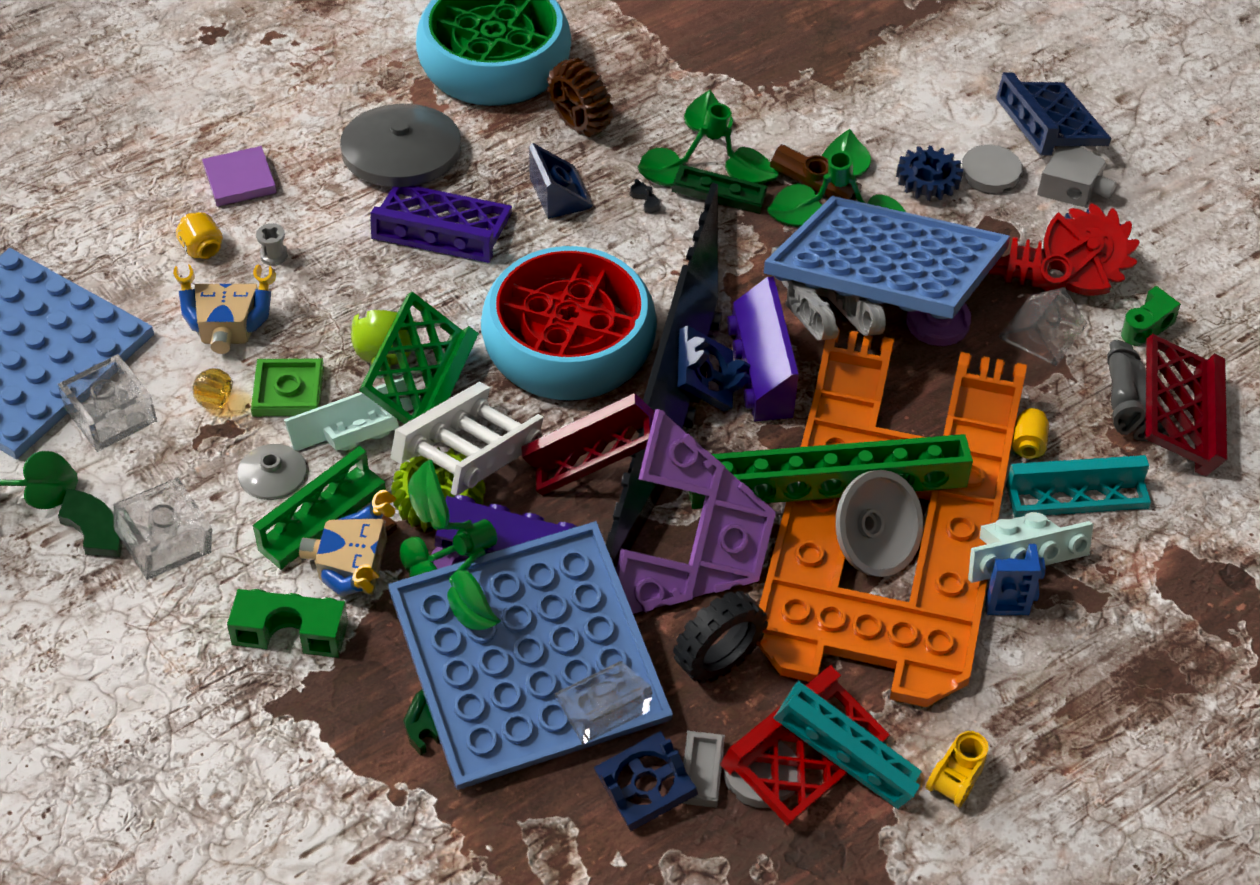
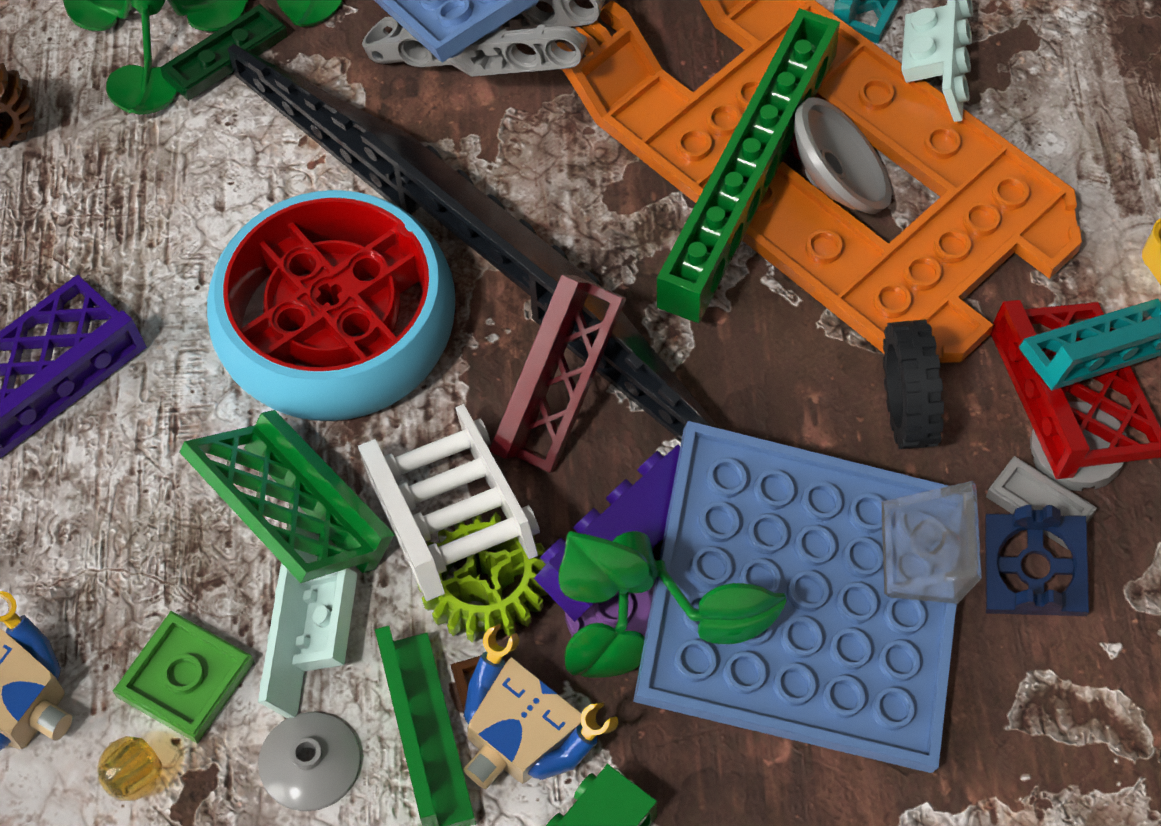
camera: 55 degrees left, 10 degrees up
(370, 332) = (202, 528): lime cylinder -> none
(419, 723) = (812, 765): dark green piece -> none
(556, 183) = (83, 211): dark blue slope -> none
(640, 191) = (161, 130): black piece -> none
(695, 352) = (510, 197): dark blue piece -> none
(729, 535) = (770, 305): medium lavender wing -> none
(766, 346) = (521, 131): dark purple slope -> none
(1015, 584) = (992, 75): blue bracket -> none

